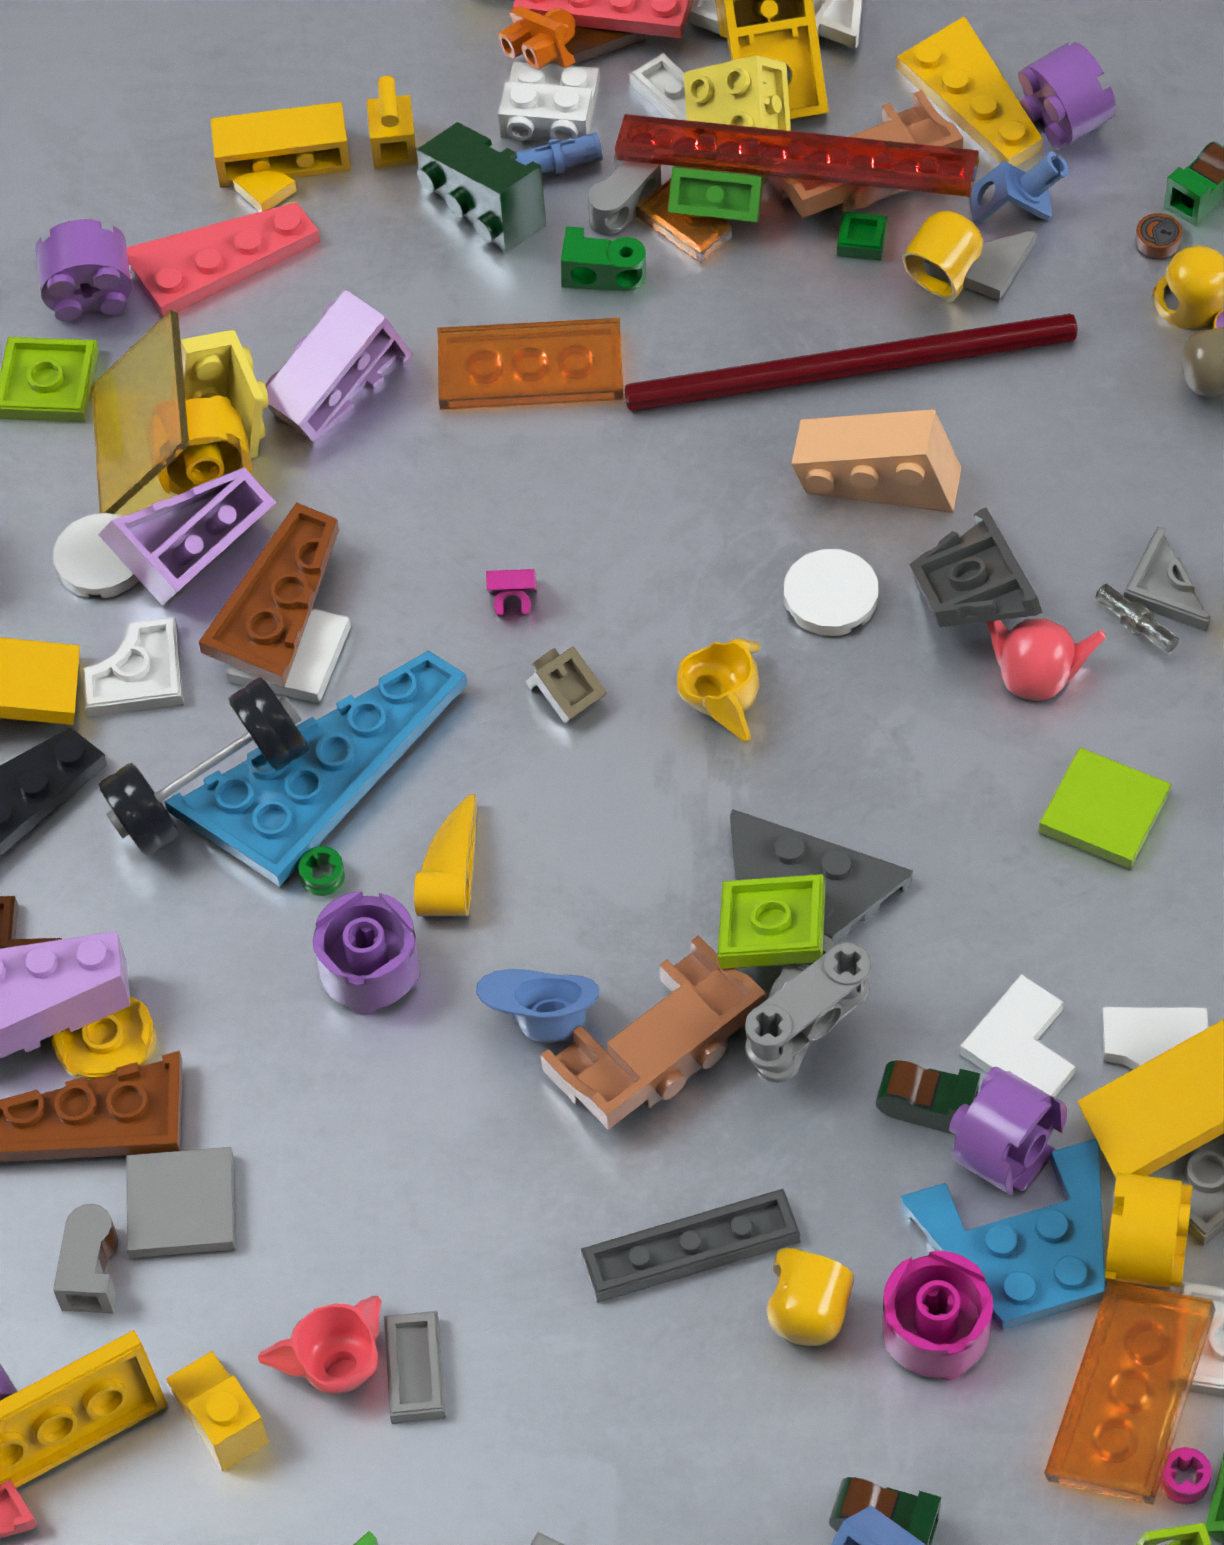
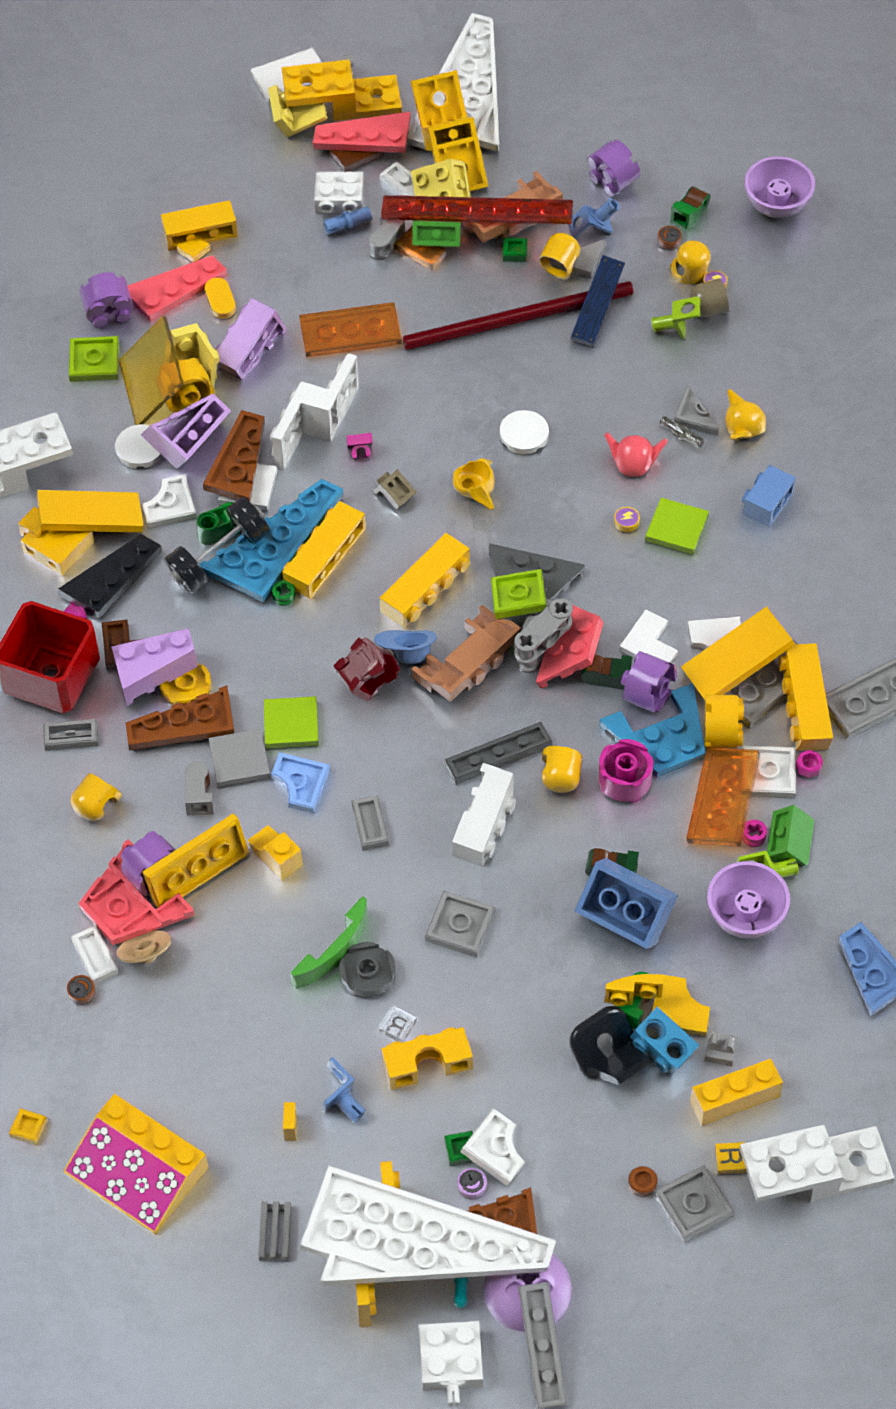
camera: 10 degrees left, 0 degrees up
(215, 717) = (214, 525): none -> green piece
(292, 1138) = (291, 722): none -> lime tile
(295, 1258) = (302, 779): none -> light blue tile
(298, 283) = (220, 298): none -> yellow tile
(331, 1346) = (328, 816): coral piece -> none
(366, 951) = (314, 628): medium lavender brick -> none
(391, 127) = (257, 211): yellow brick -> none
(412, 792) = (324, 549): none -> yellow brick
(433, 517) = (314, 411): none -> white bracket
(447, 870) = (348, 586): yellow piece -> none
(453, 1046) = (367, 668): none -> dark red piece
(484, 185) = (312, 238): dark green wedge -> none
(539, 37) = (330, 157): orange hips -> none
(596, 873) = (425, 580): none -> yellow brick
(601, 262) = (380, 274): green leg -> none
(640, 1383) = (484, 816): none -> white wedge
(867, 1044) = (573, 649): none -> coral wing
(879, 459) = (540, 362): light nougat wedge -> none
(972, 92) = (562, 169): yellow wing -> none
(974, 577) = (597, 417): dark grey wing -> none
(1004, 348) = (597, 301): none -> dark blue tile
(1007, 785) = (626, 519): none -> tile
(1154, 396) = (677, 318): none -> lime bracket

